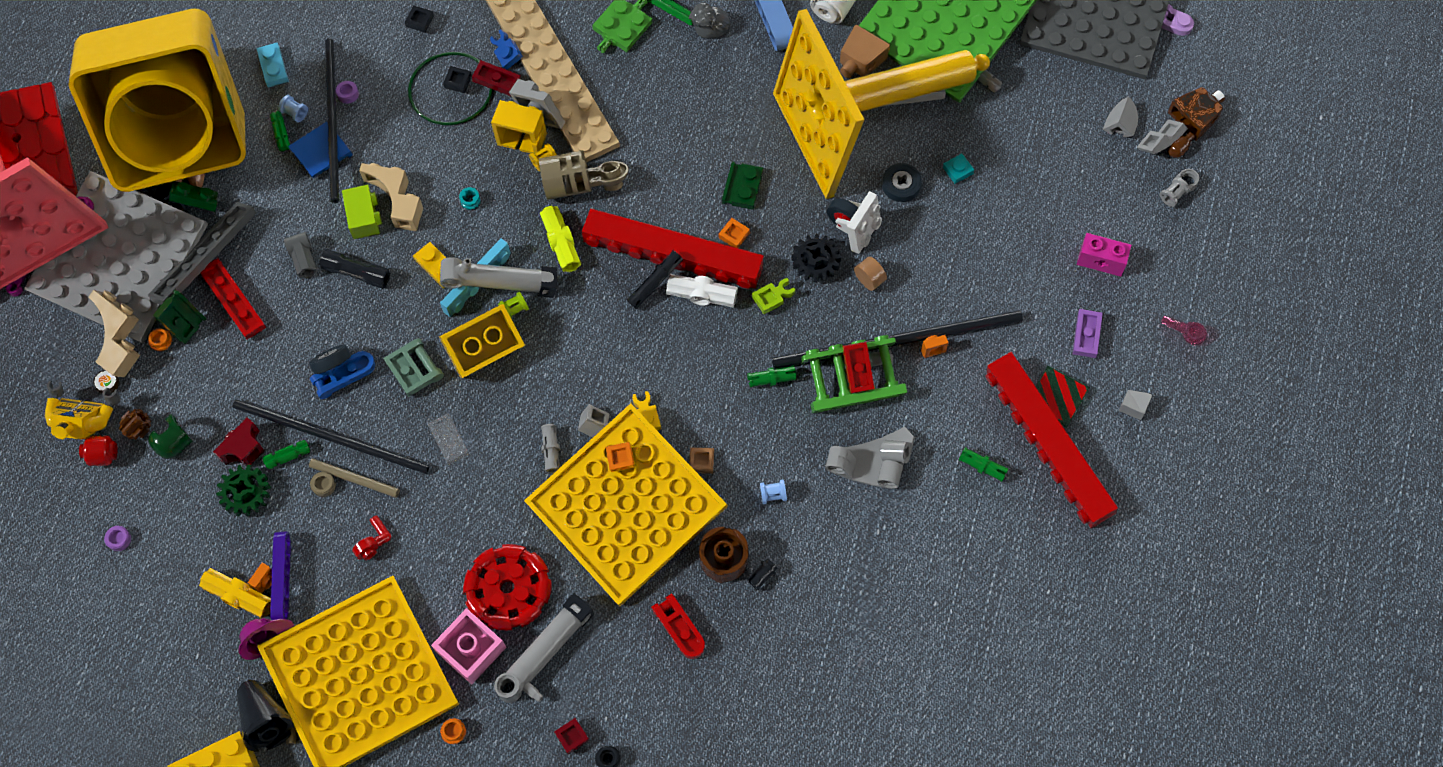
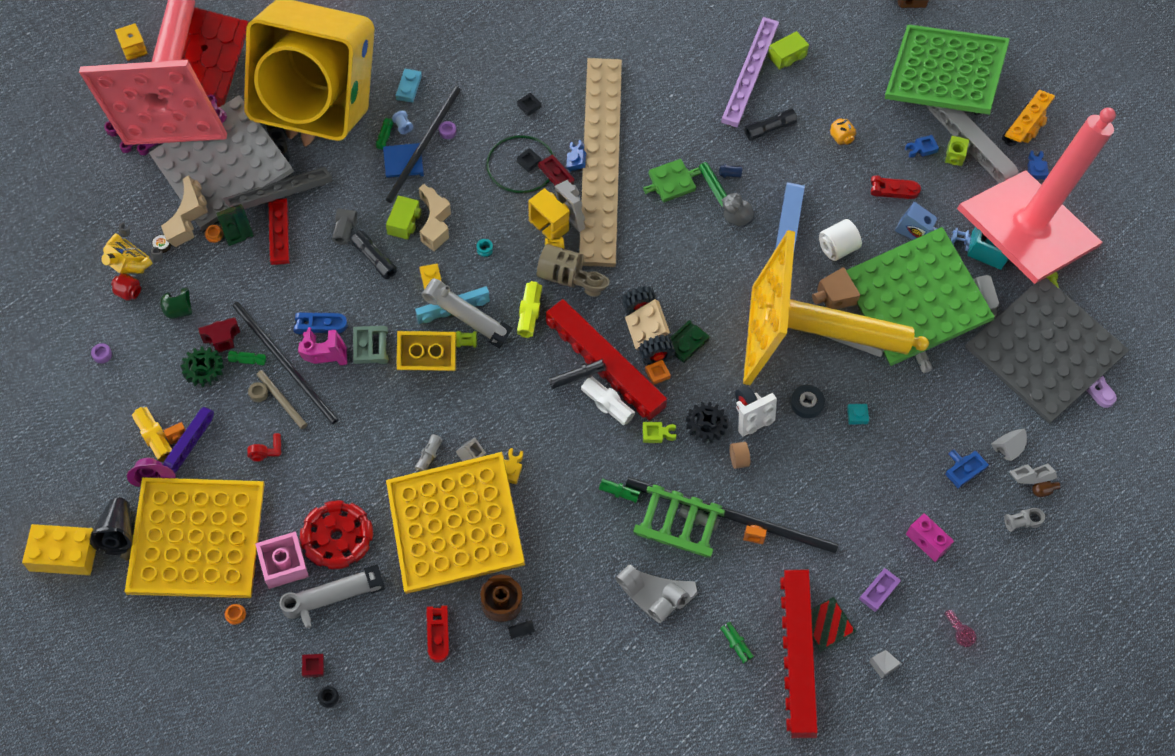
camera: 25 degrees right, 5 degrees down
(135, 424) = (160, 282): reddish brown gear -> none
(193, 195) = (297, 147): dark green plate -> none
(330, 359) = (316, 307): black bush -> none
(375, 398) = (329, 351): none -> dark pink tile
(448, 439) = (362, 407): clear plate -> none
(620, 457) = (469, 485): orange plate -> none
(695, 189) = (647, 325): none -> plate
(702, 459) = (530, 522): medium nougat tile -> none
(773, 491) = (567, 574): light blue bush -> none
(858, 367) = (683, 517): red plate -> none
(1094, 166) = (965, 467): none -> blue plate
(1197, 110) = (1075, 469): torso -> none

